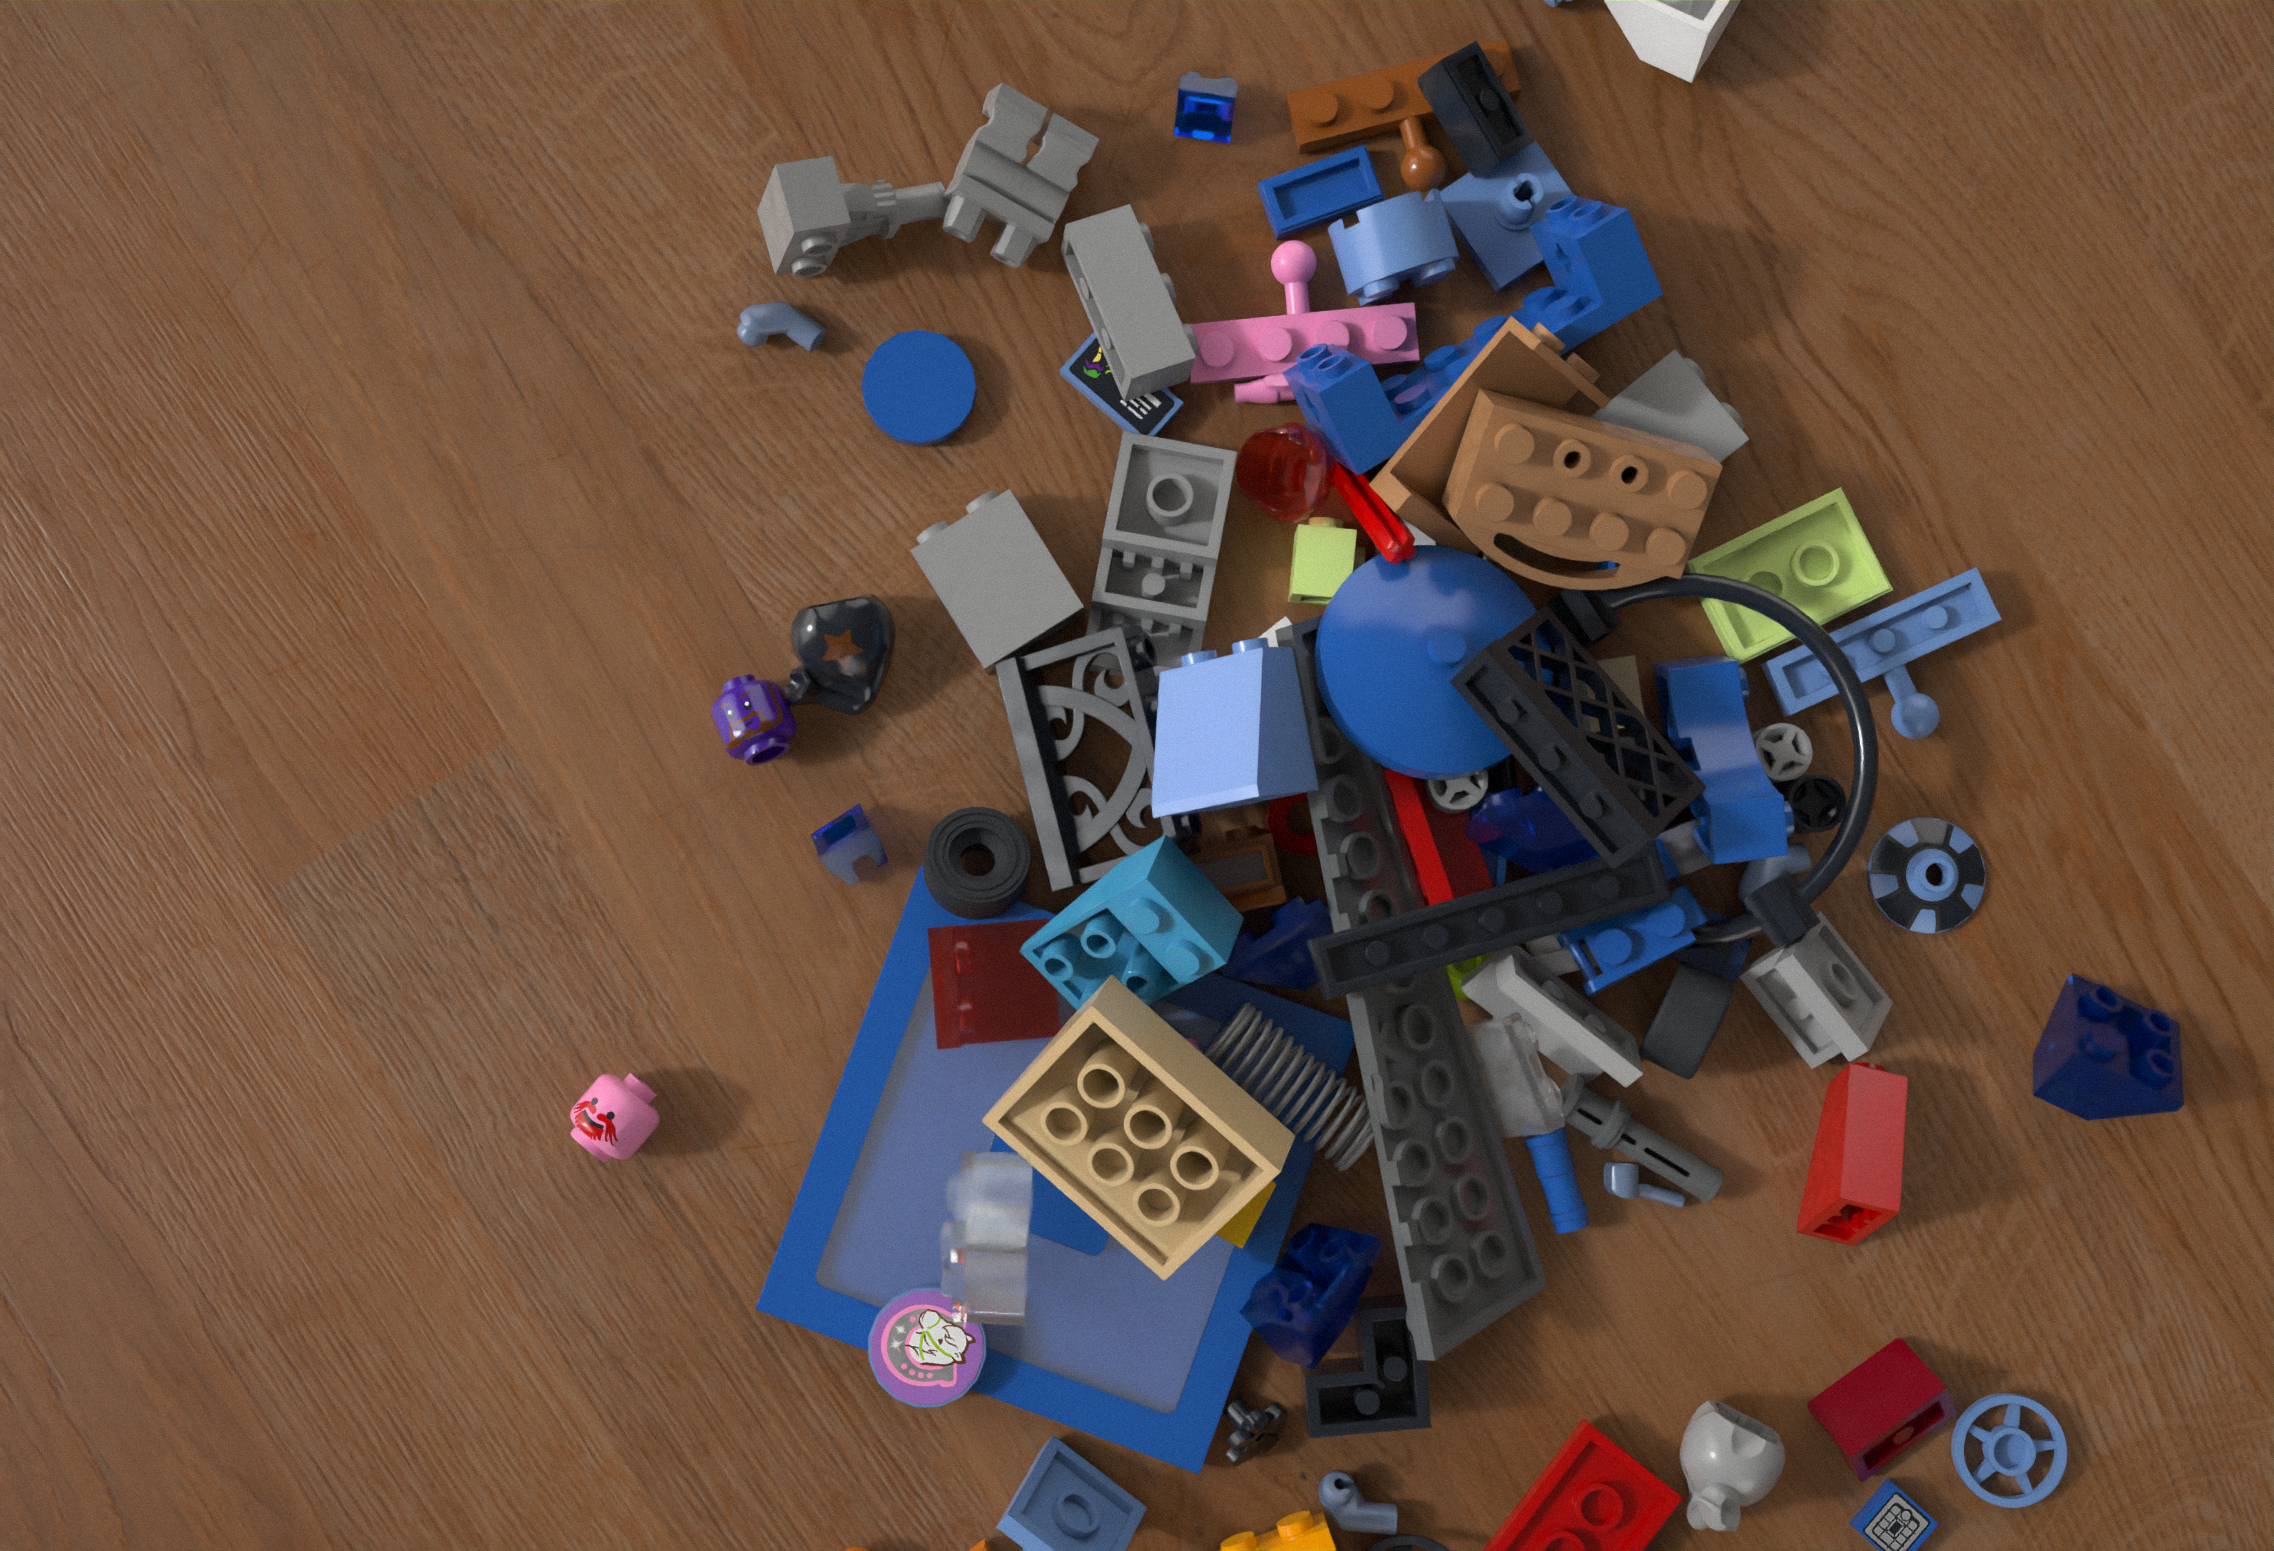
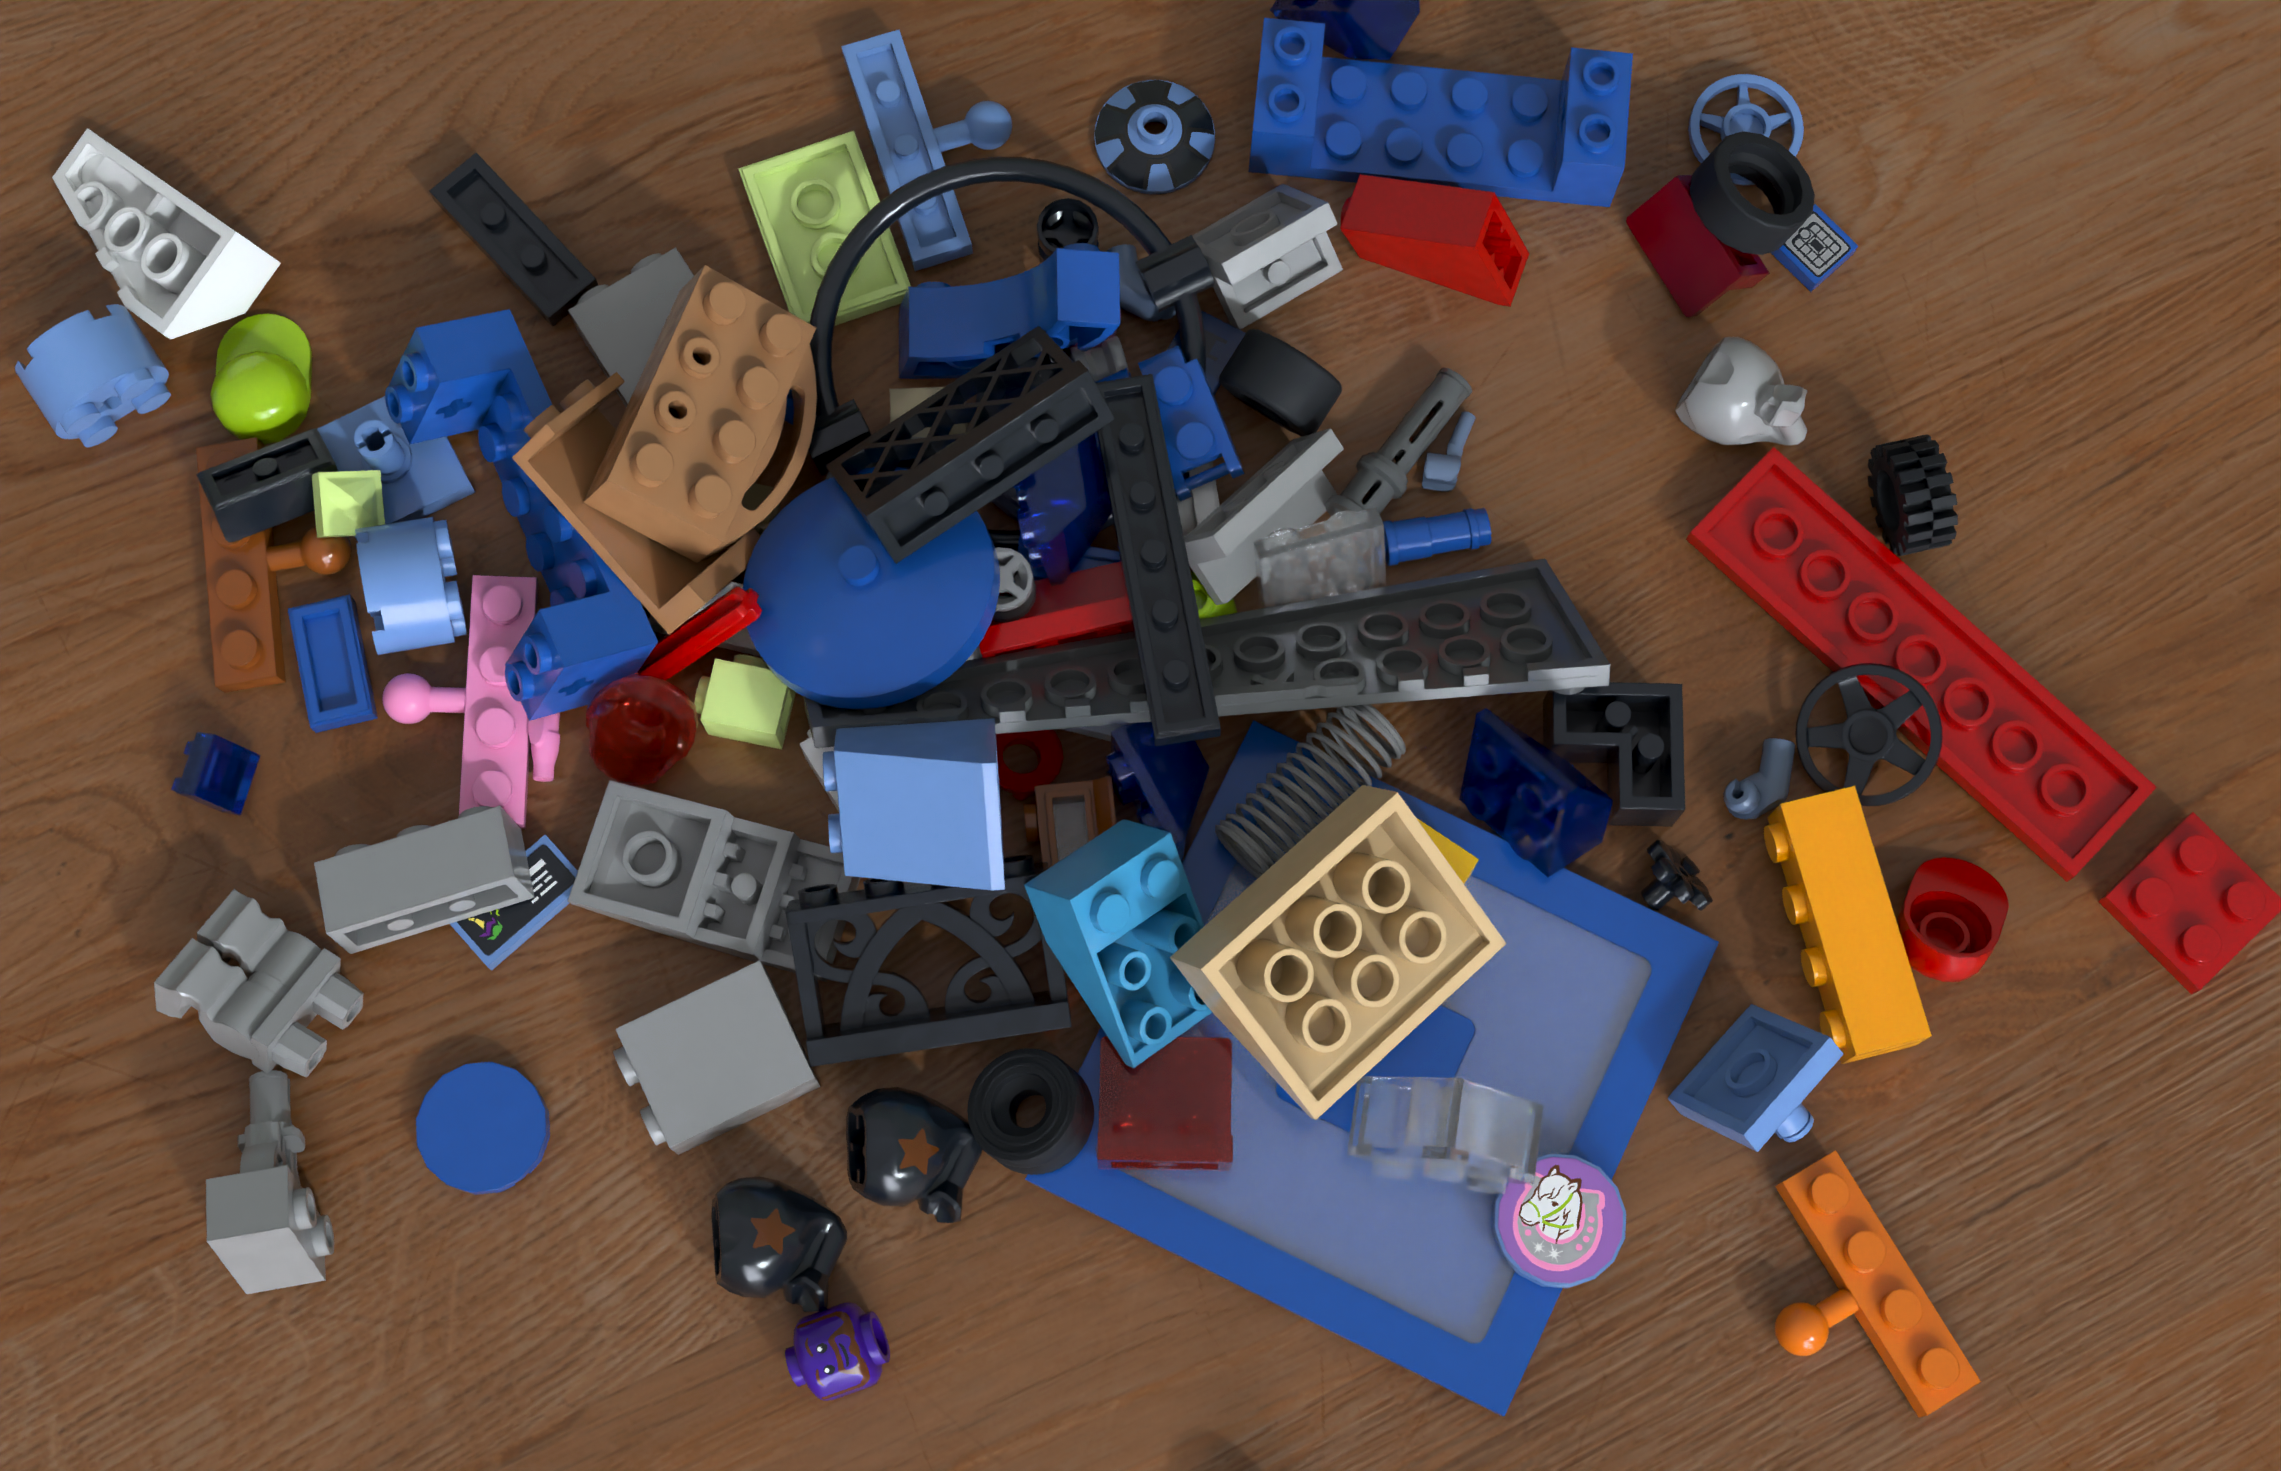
camera: 85 degrees left, 10 degrees down
(779, 318) = (377, 1282): sand blue arm -> none
(846, 841) = (989, 1258): clear blue tile -> none
(931, 760) = (909, 1151): none -> black piece
(1465, 179) = (347, 502): none -> yellowish green tile
(1581, 86) = (262, 378): none -> lime cap
(1743, 290) = (513, 238): none -> black plate
(1788, 749) = (1010, 248): light grey wheel -> none
(1963, 1483) = (1734, 217): none -> black tyre
(1974, 1152) = (1440, 124): none -> blue plate

